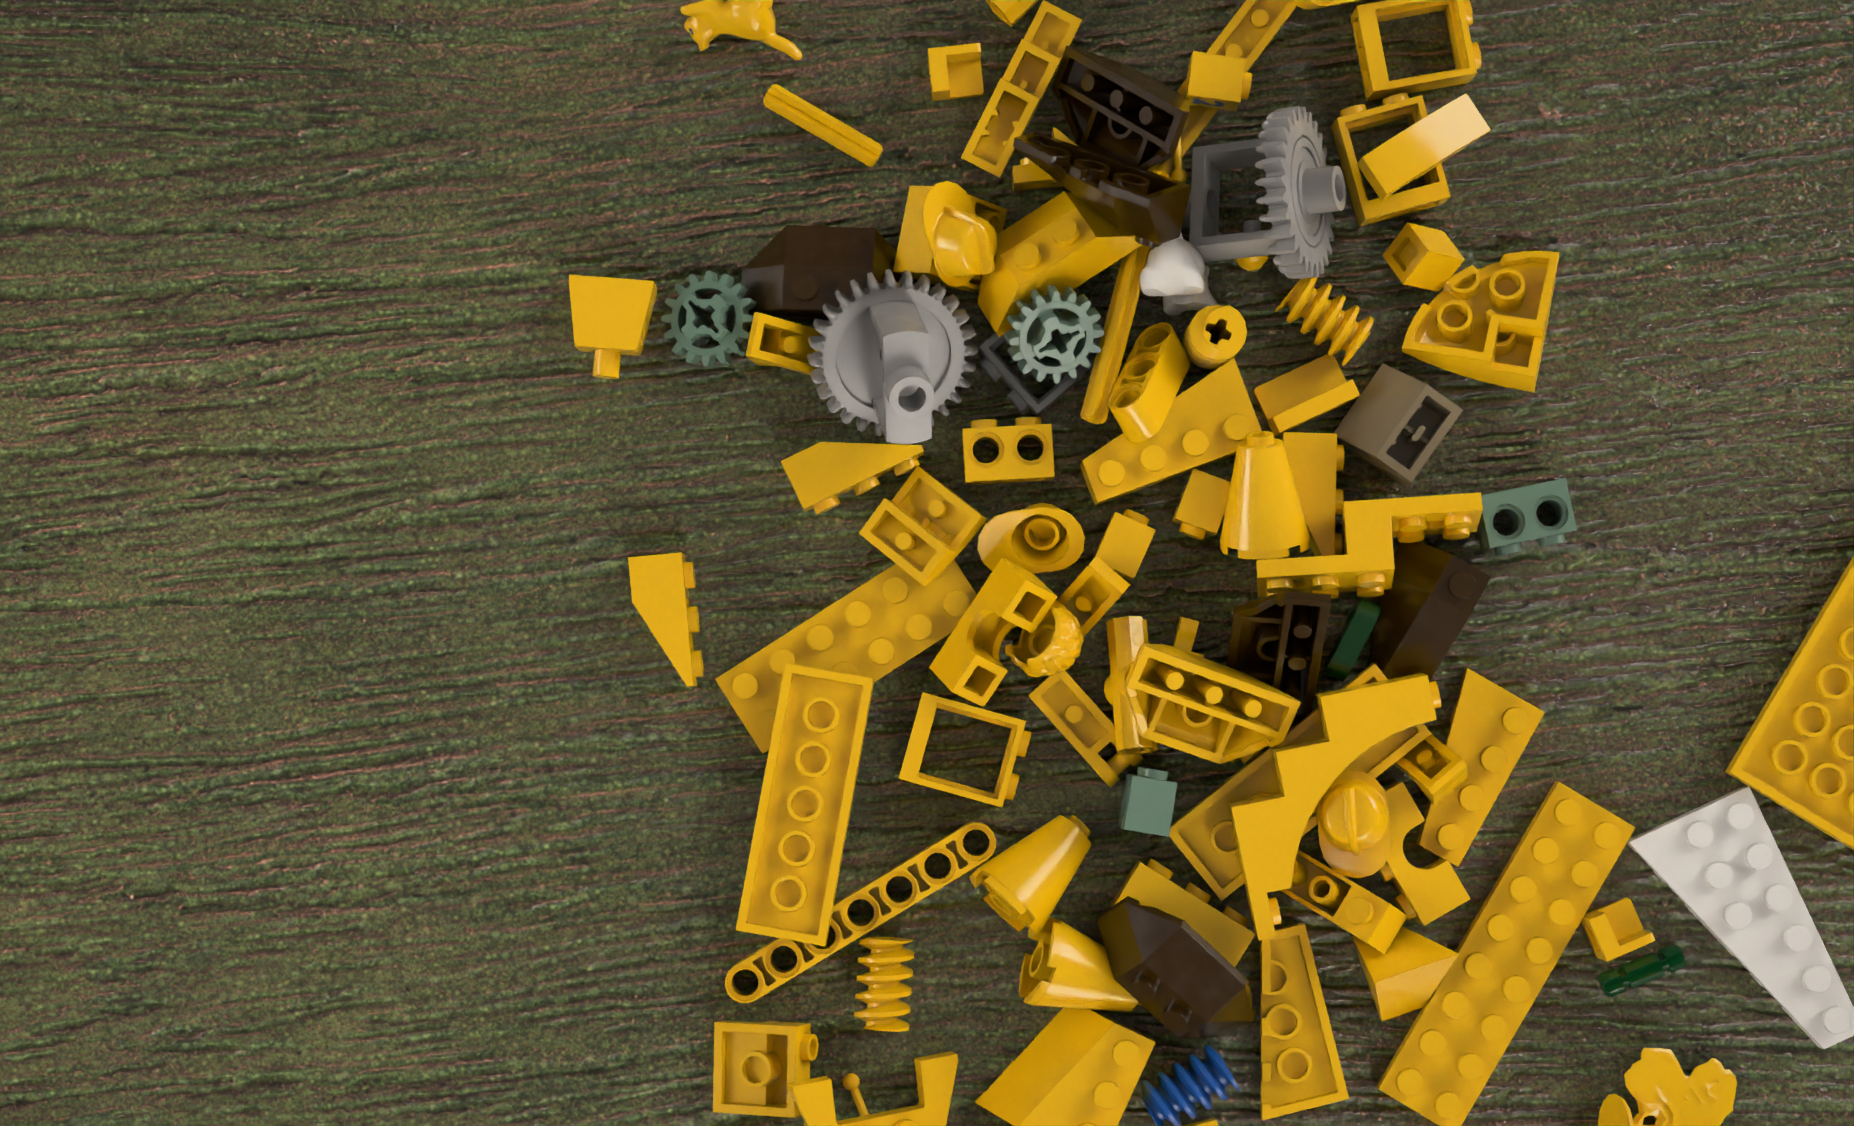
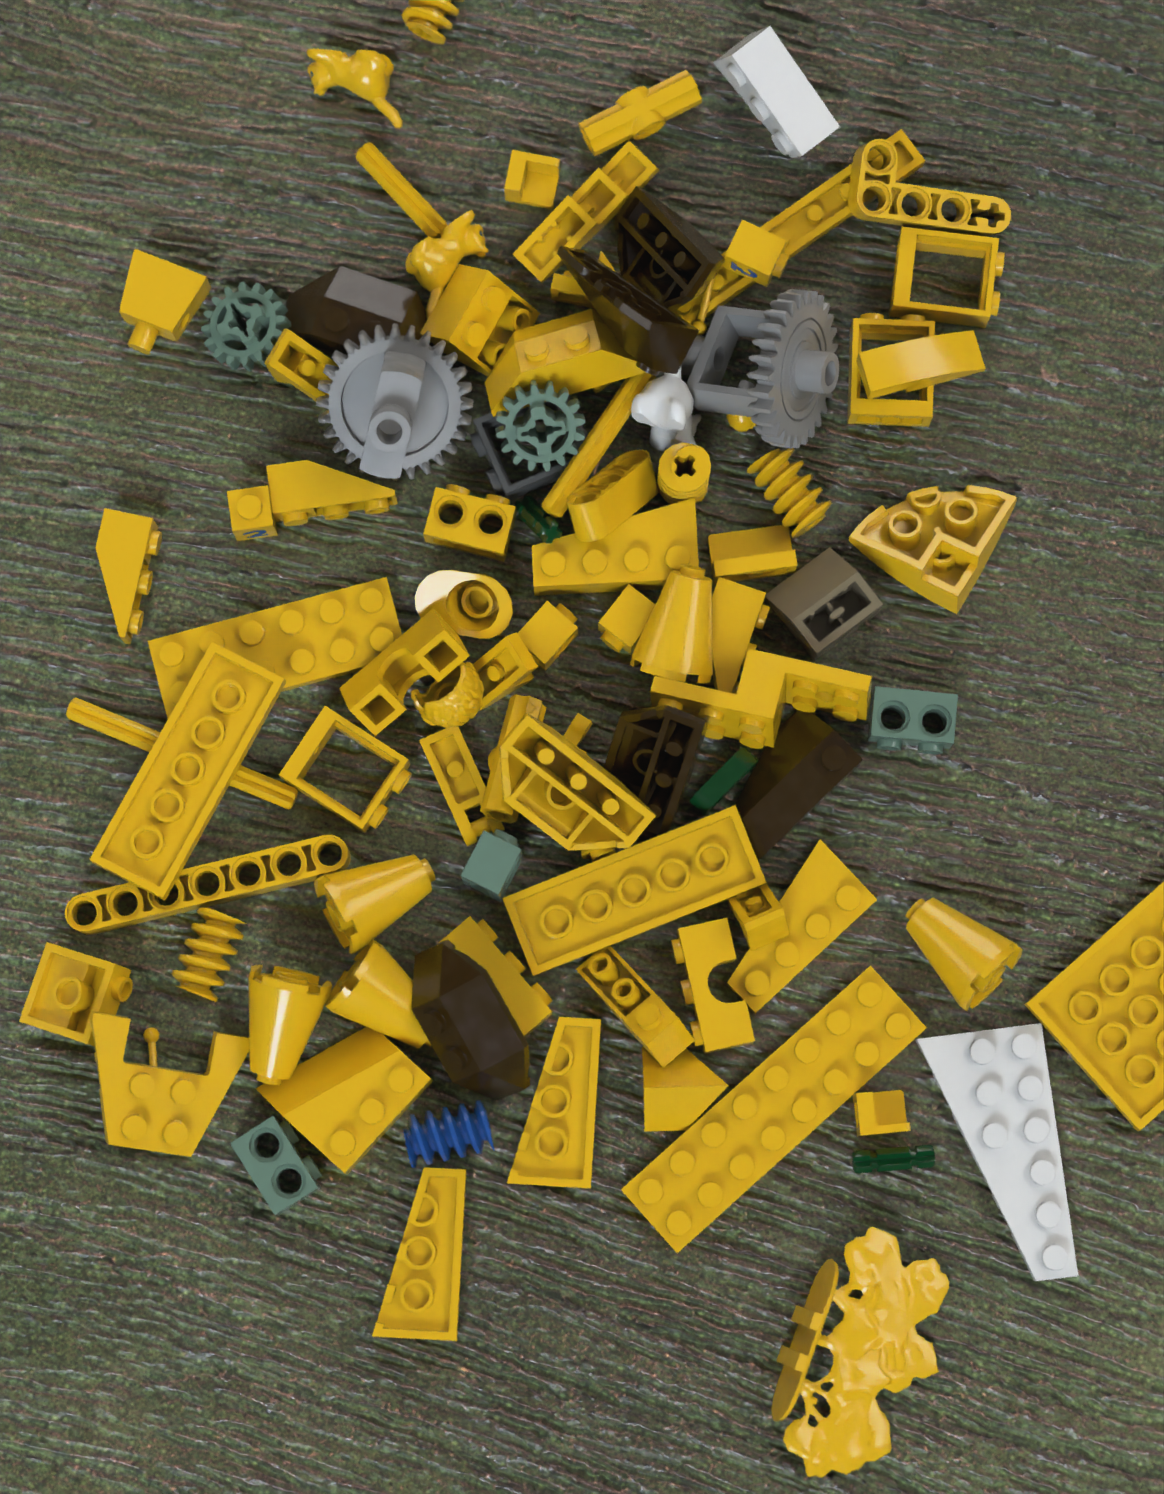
camera: 20 degrees right, 5 degrees down
(751, 781) = (145, 737): none -> yellow axle
(780, 513) = (251, 513): none -> yellow brick
(885, 188) = (436, 259): none -> yellow animal
(923, 526) = (374, 563): yellow slope -> none
(956, 236) = (481, 314): yellow piece -> none
(982, 1024) = (281, 1019): none -> yellow cone
(1078, 430) = (538, 520): none -> dark green axle
(1272, 825) = (596, 918): yellow arch -> none
(1354, 825) = (671, 942): yellow piece -> none
(1423, 257) = (894, 465): yellow panel -> none
(1647, 738) = (961, 950): none -> yellow cone

